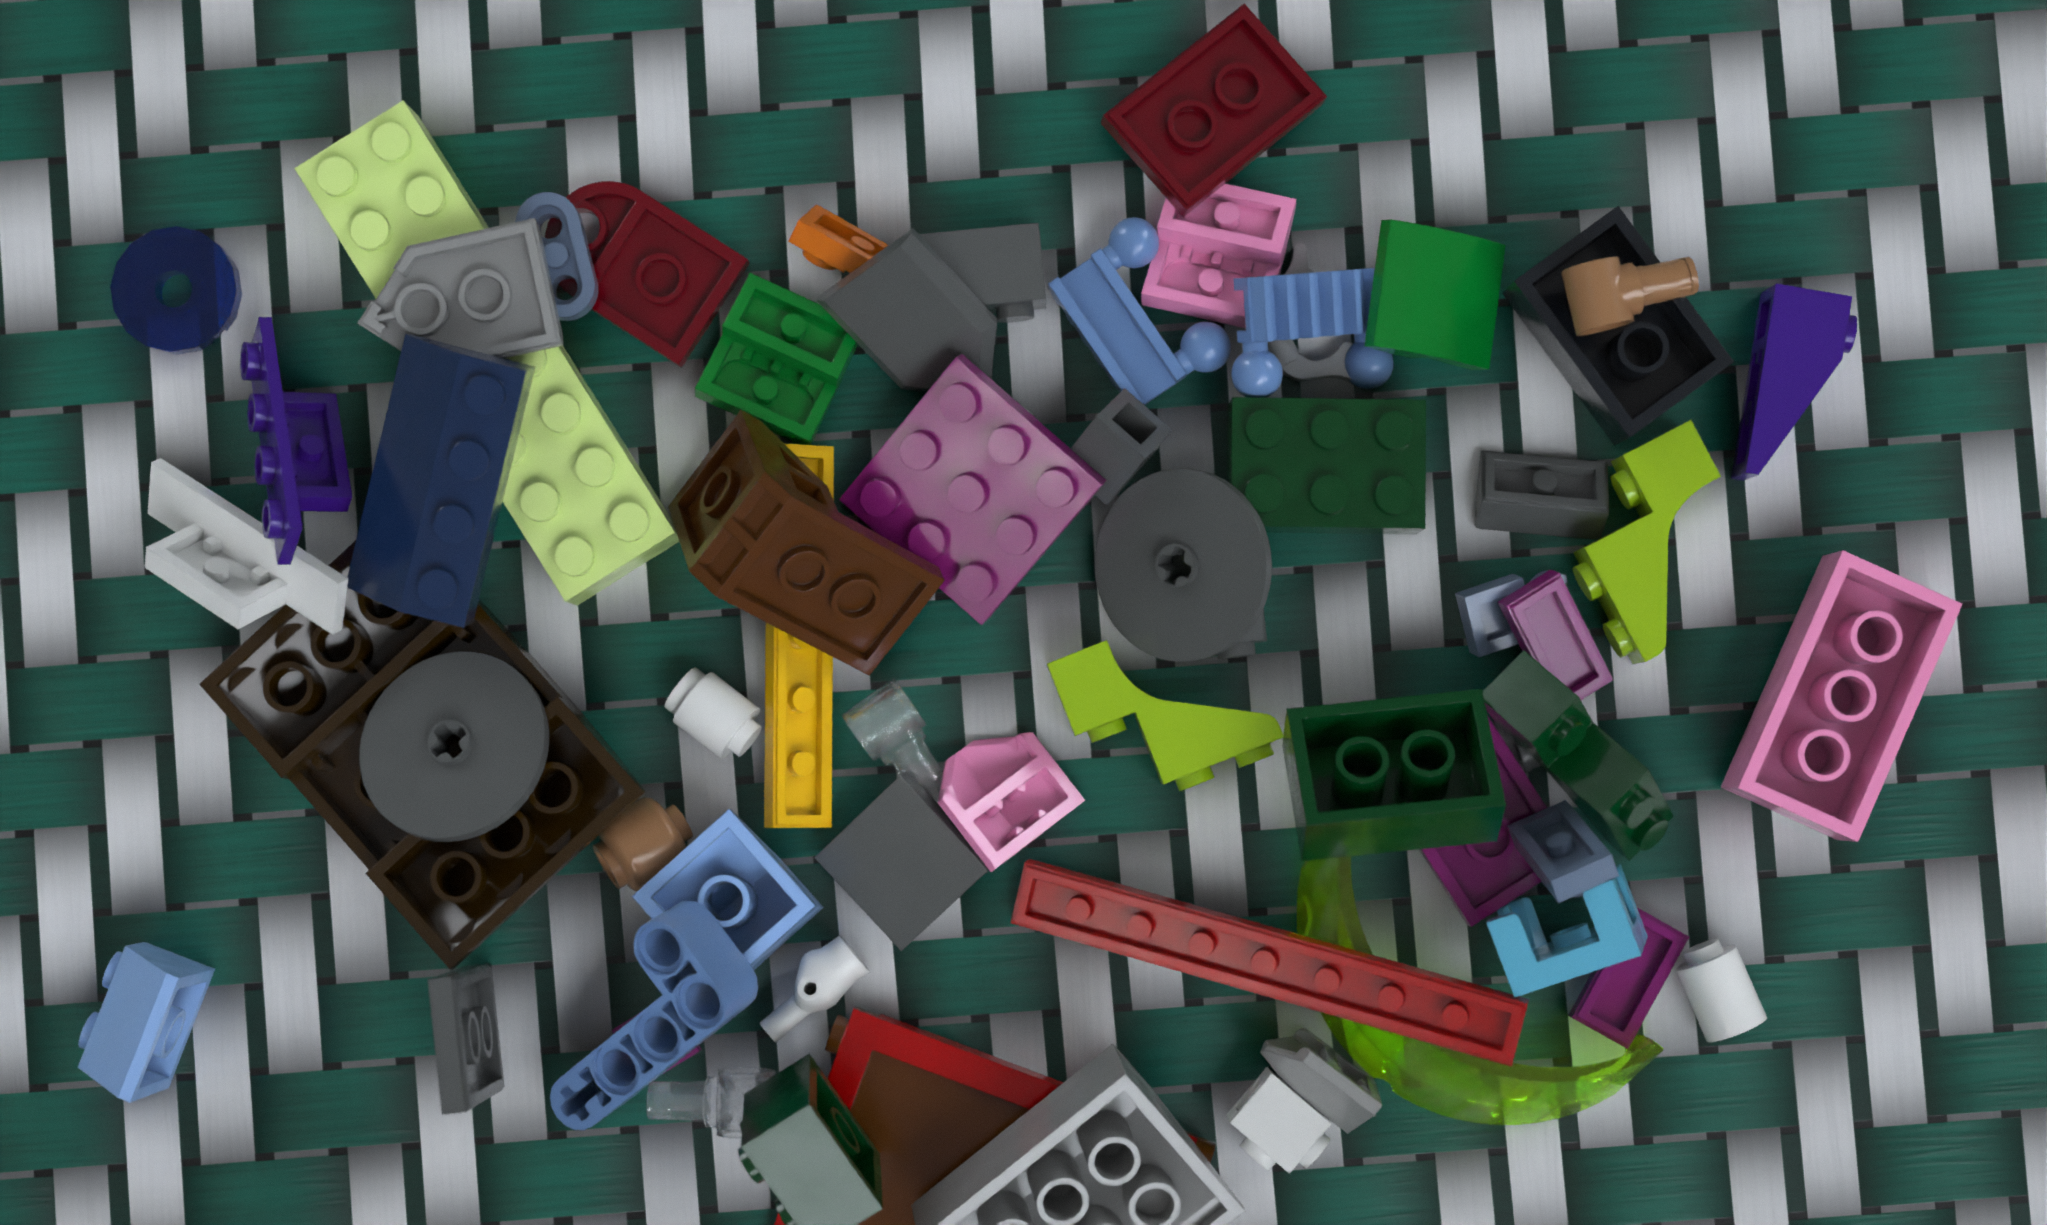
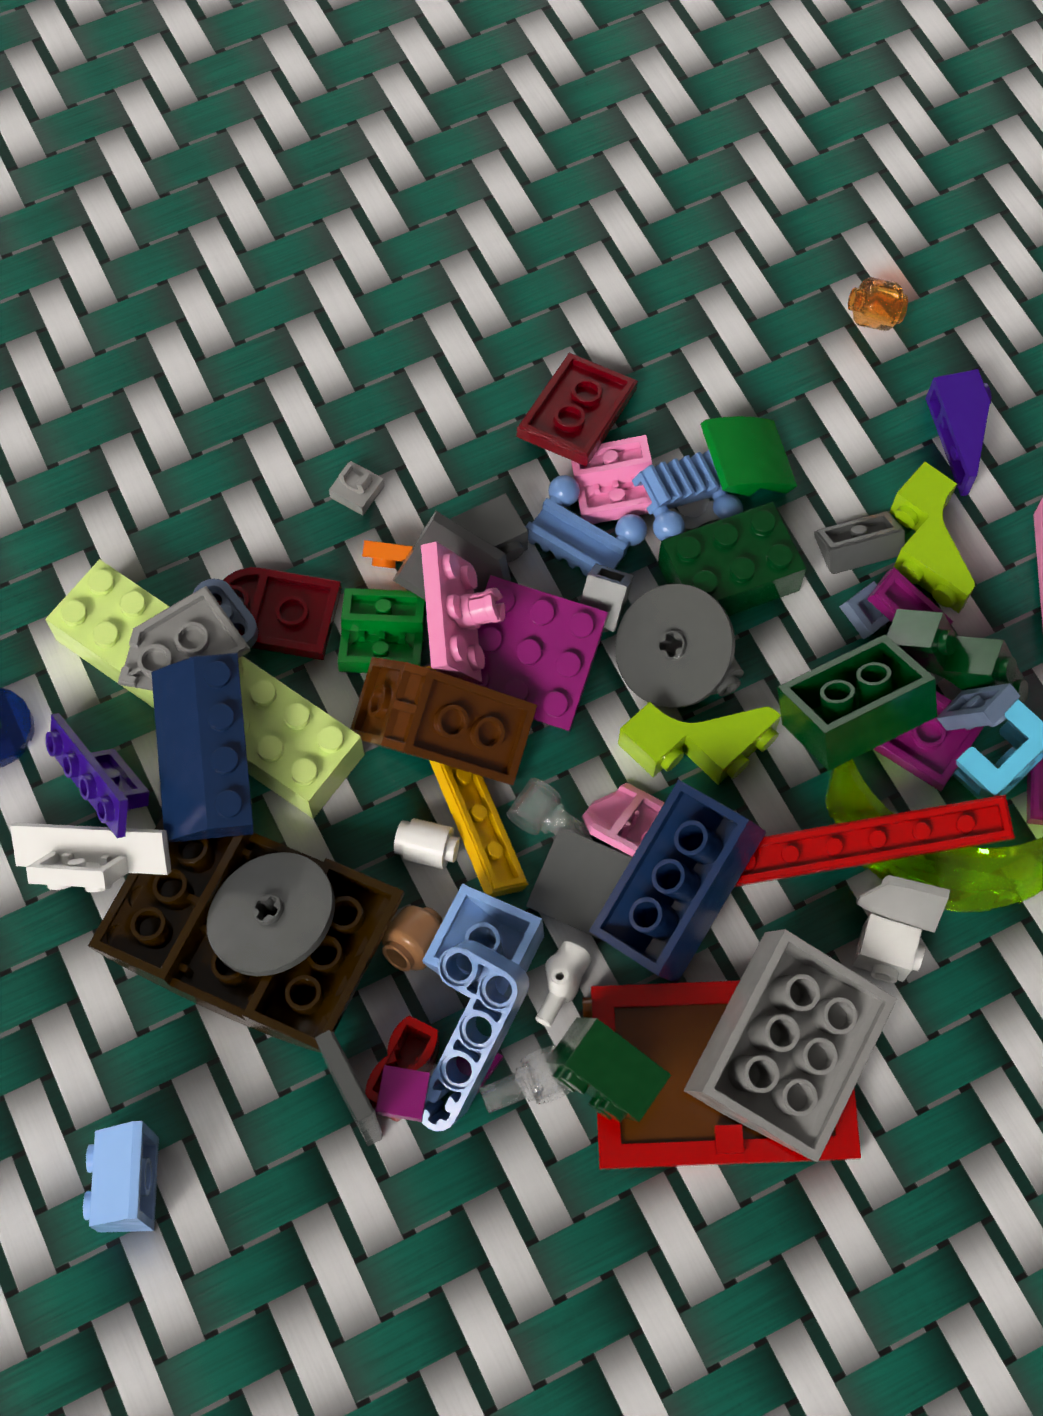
camera: 30 degrees left, 20 degrees down
(532, 1073) = (403, 1093): none -> magenta tile
(545, 1034) = (410, 1047): none -> red brick
(832, 108) = (356, 487): none -> light grey tile
(872, 412) = (456, 612): none -> bright pink plate
(1025, 925) = (677, 881): none -> dark blue slope
(1609, 294) = (850, 403): medium nougat pin -> none
(1627, 371) = (858, 432): black brick -> none
(1760, 111) = (878, 304): none -> clear orange head

